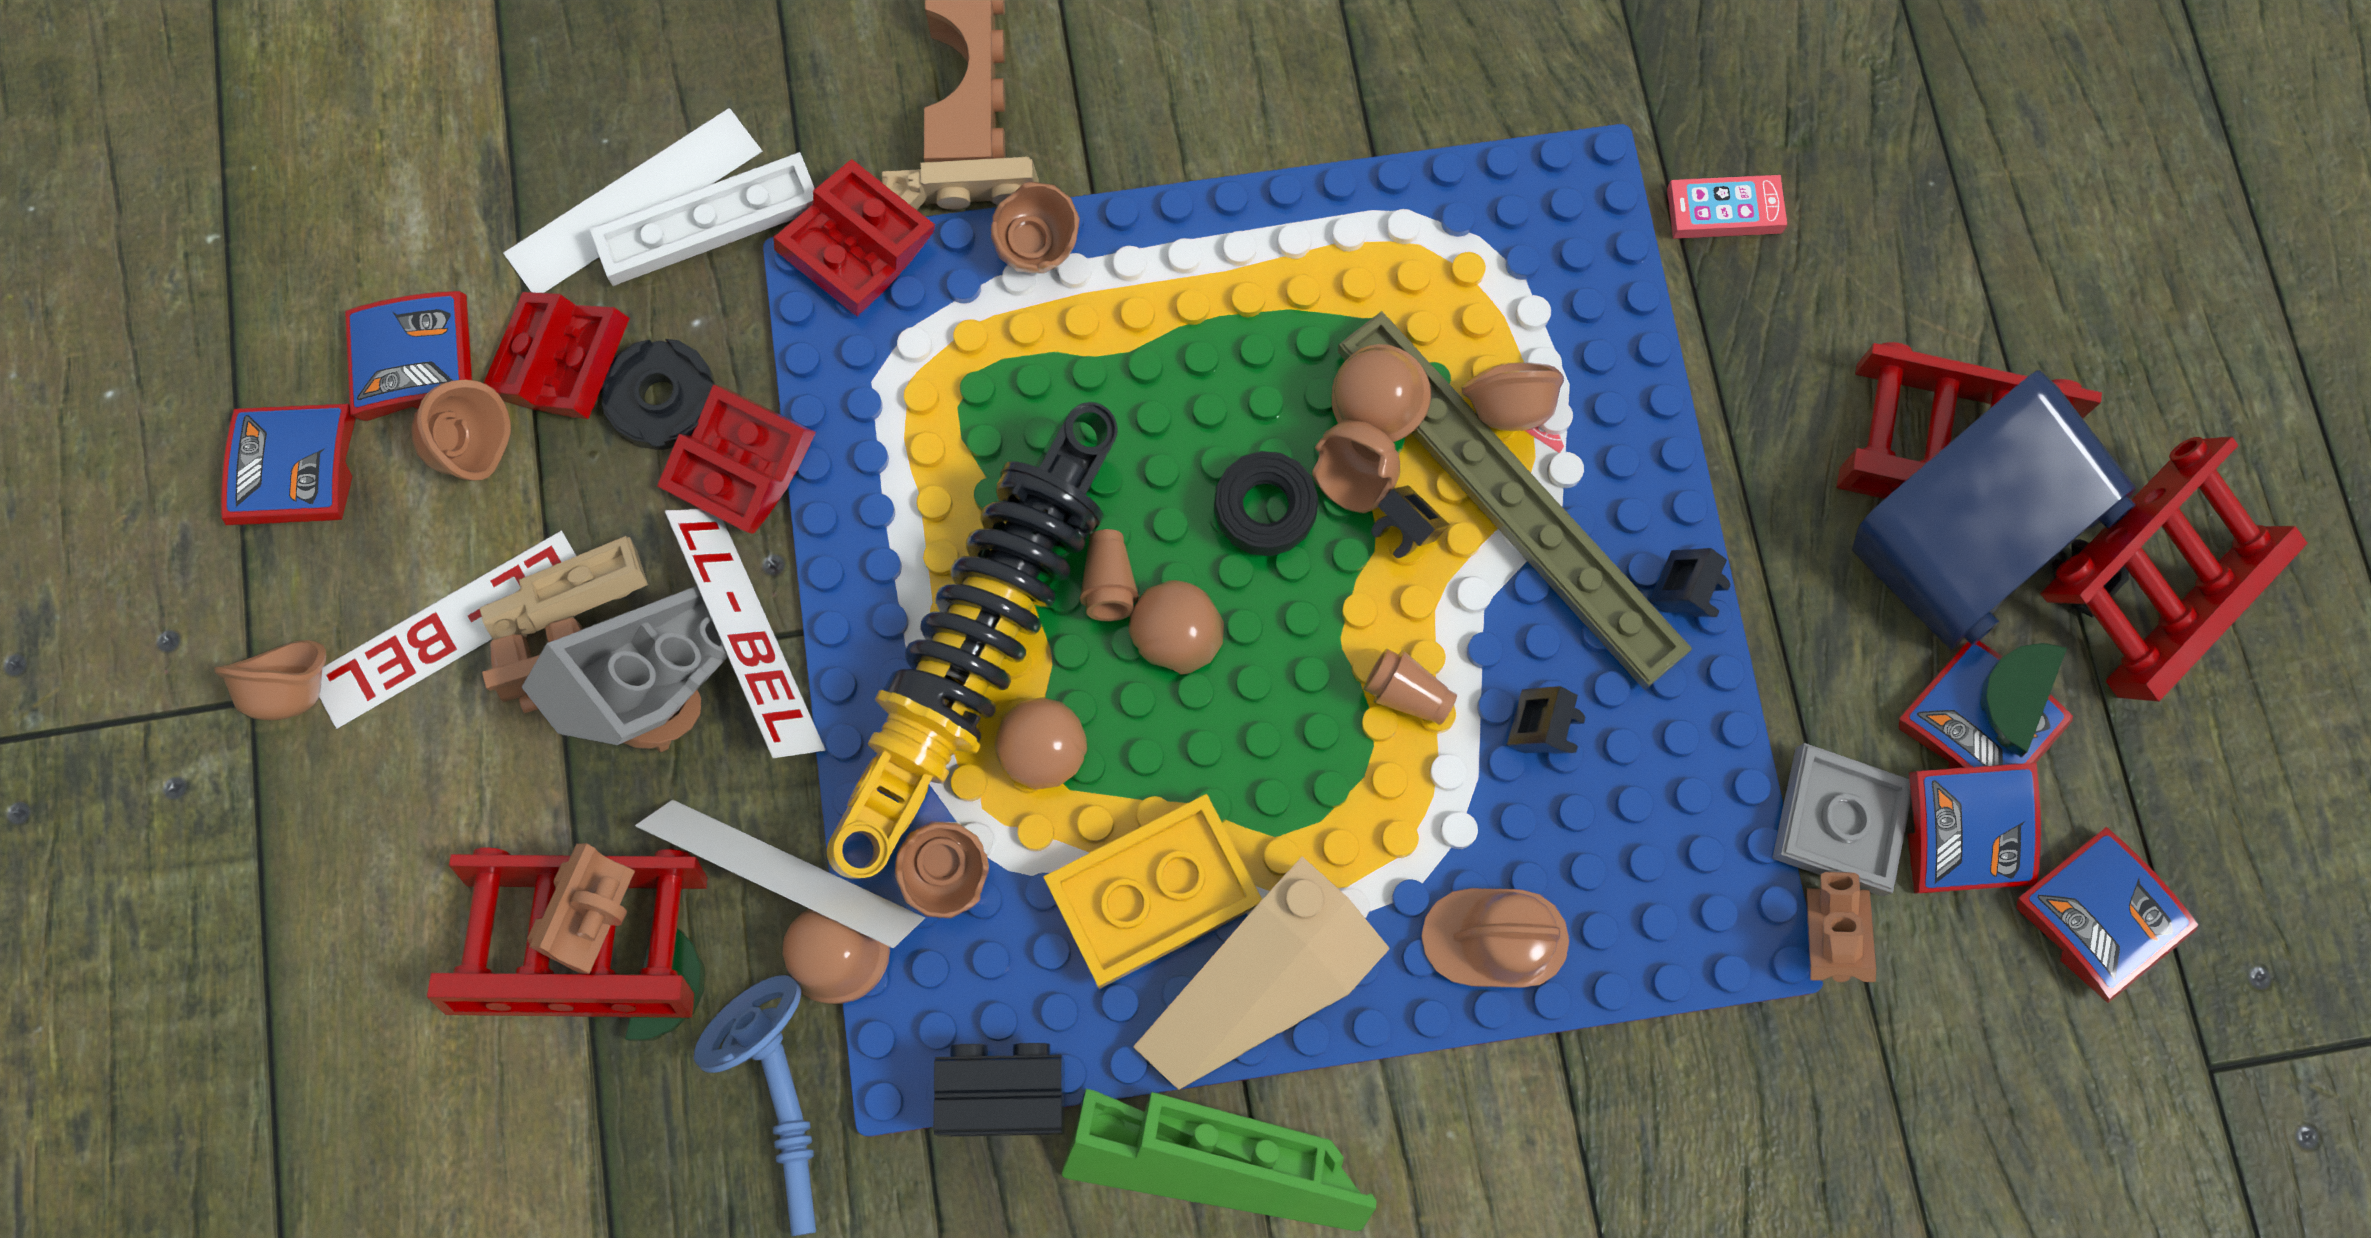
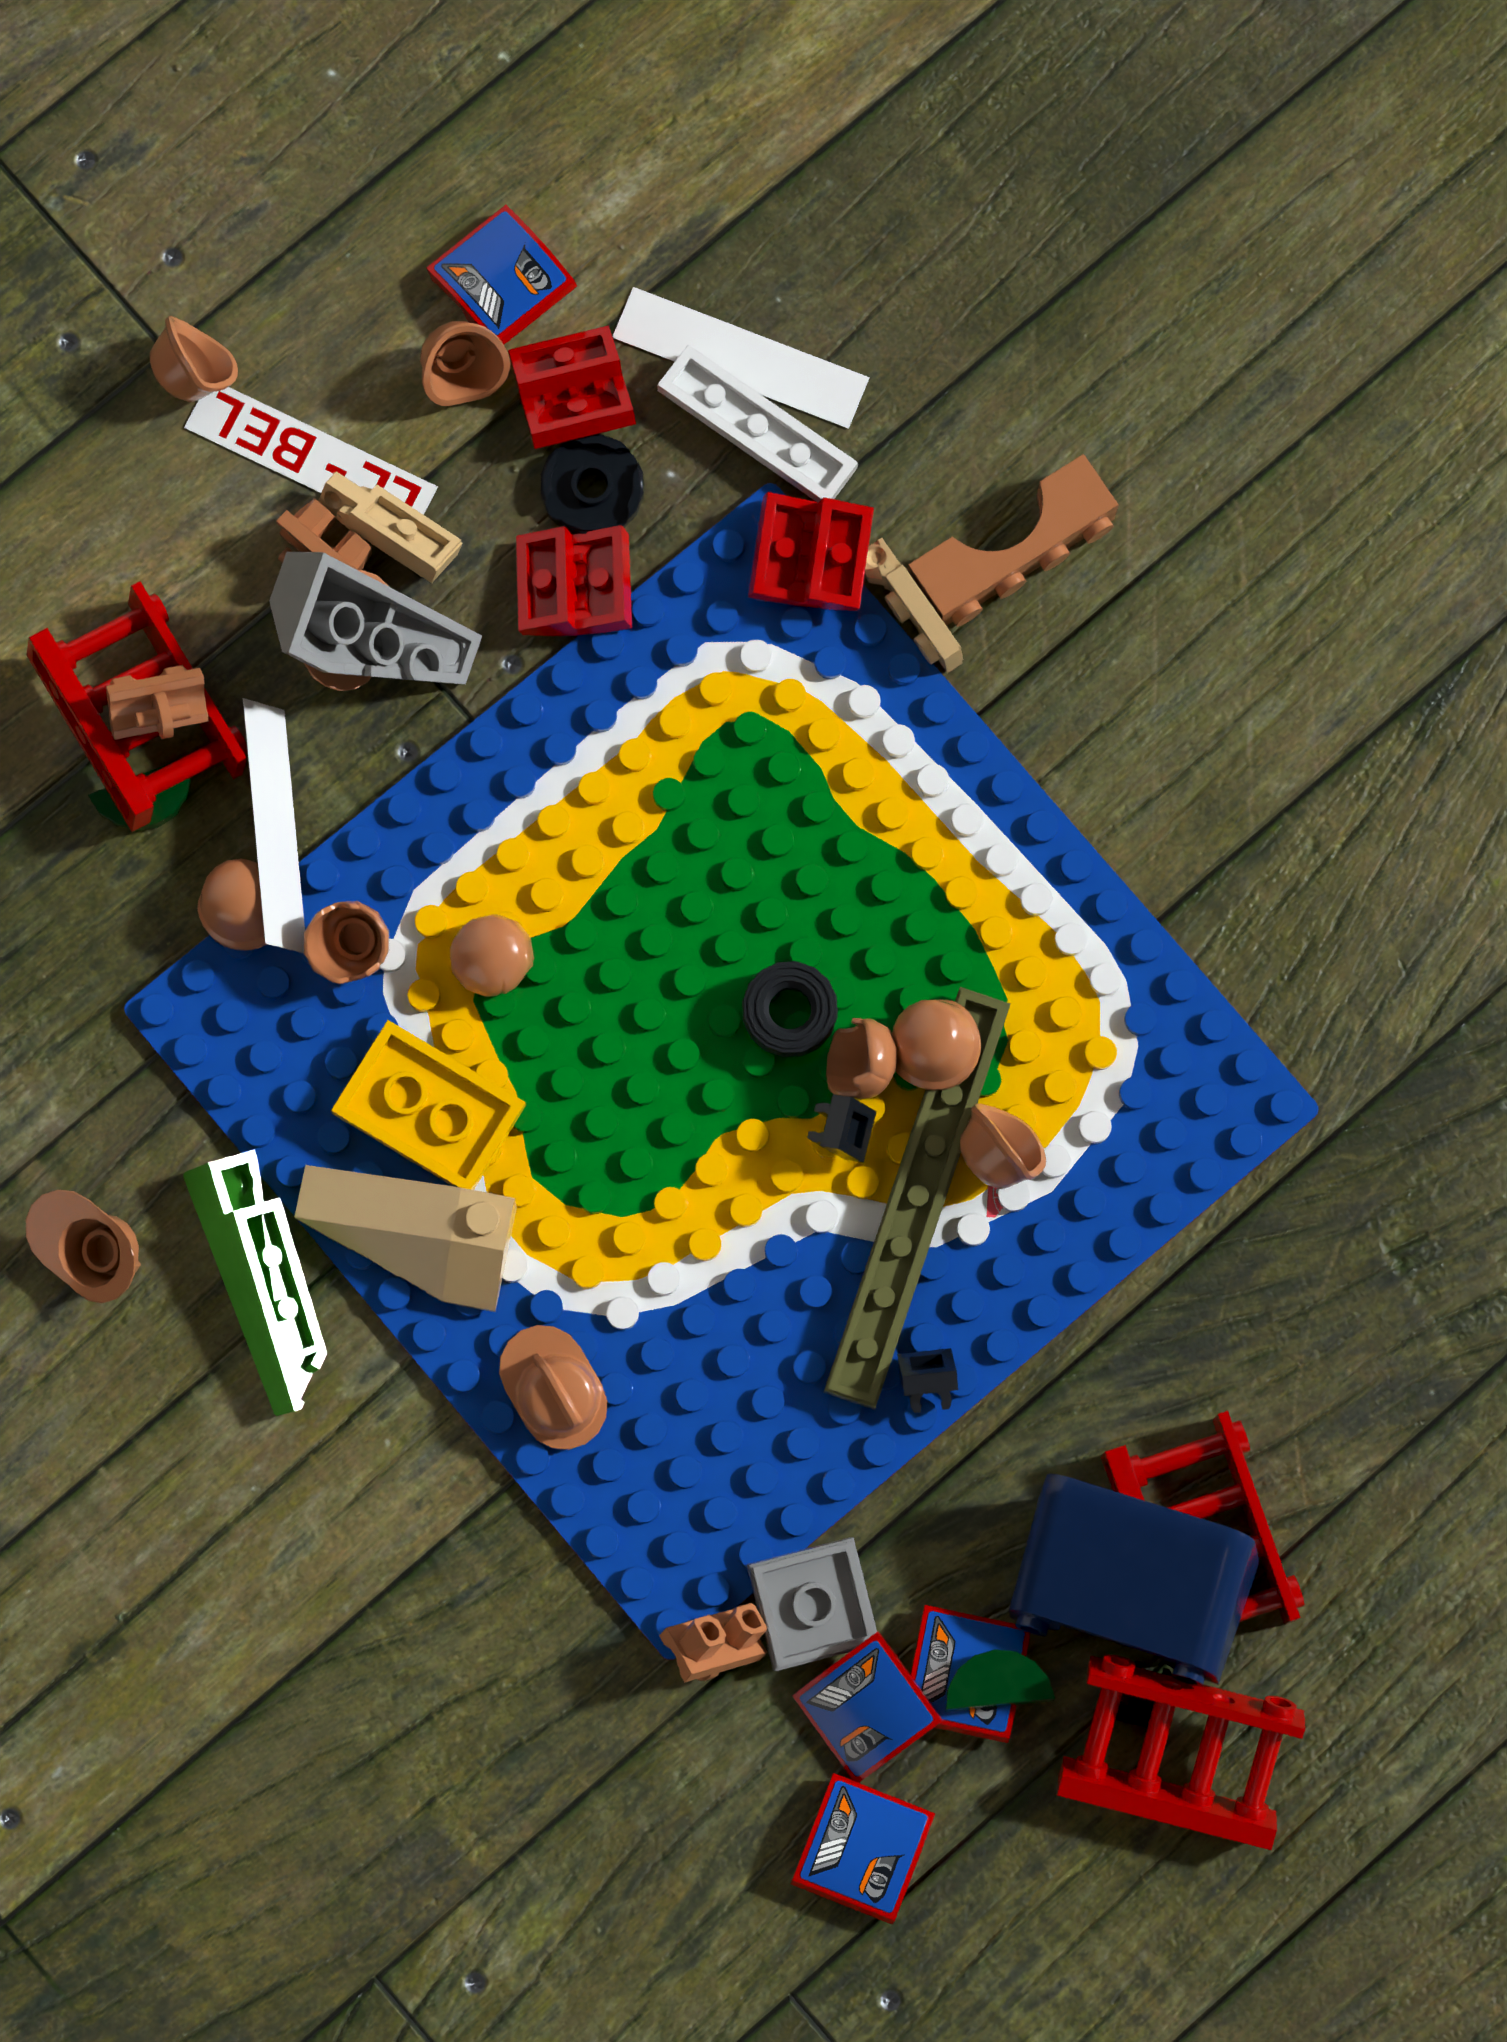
camera: 55 degrees right, 5 degrees up
(286, 464) = (358, 249): slope -> none
(745, 633) = (440, 680): white sticker -> none
(758, 1036) = (146, 889): medium blue dish -> none
(975, 633) = (539, 854): black piece -> none
(999, 1093) = (210, 1088): black brick -> none
(1035, 228) = (901, 689): nougat hair -> none
(1108, 578) = (651, 925): nougat cone -> none
(1176, 626) = (646, 1001): nougat hair -> none
(1408, 687) = (706, 1207): nougat cone -> none
(1544, 721) = (742, 1323): black tile -> none
(1726, 206) = (1294, 1231): tile -> none

